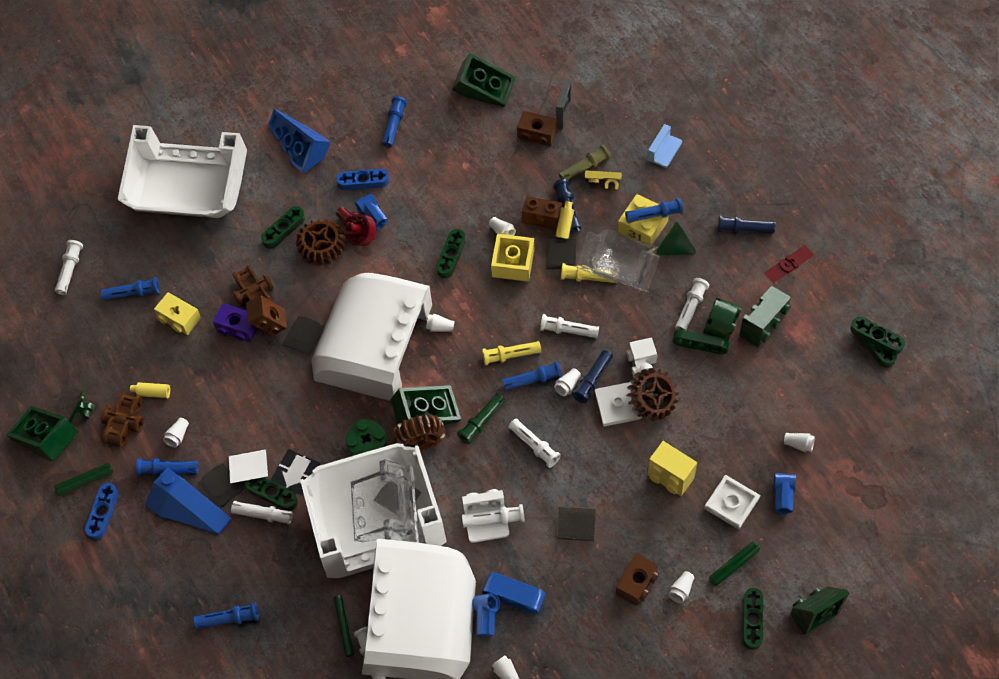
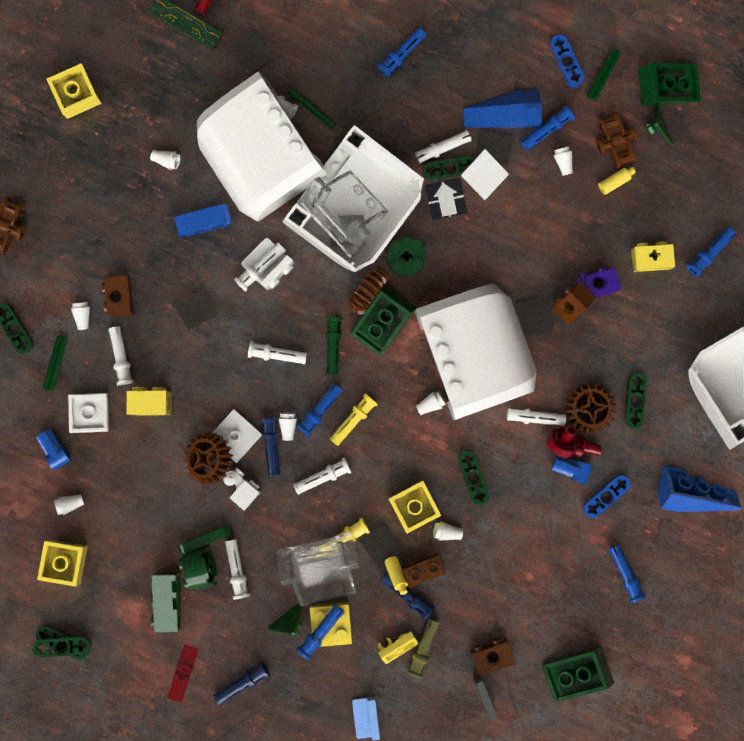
camera: 135 degrees right, 25 degrees up
(251, 286) = (609, 322): reddish brown axle -> none
(370, 265) = (557, 419): none -> white pin
(485, 607) = (213, 193): blue piece -> none
(675, 521) = (122, 365): none -> white pin
(835, 396) = (62, 562): none -> light yellow brick

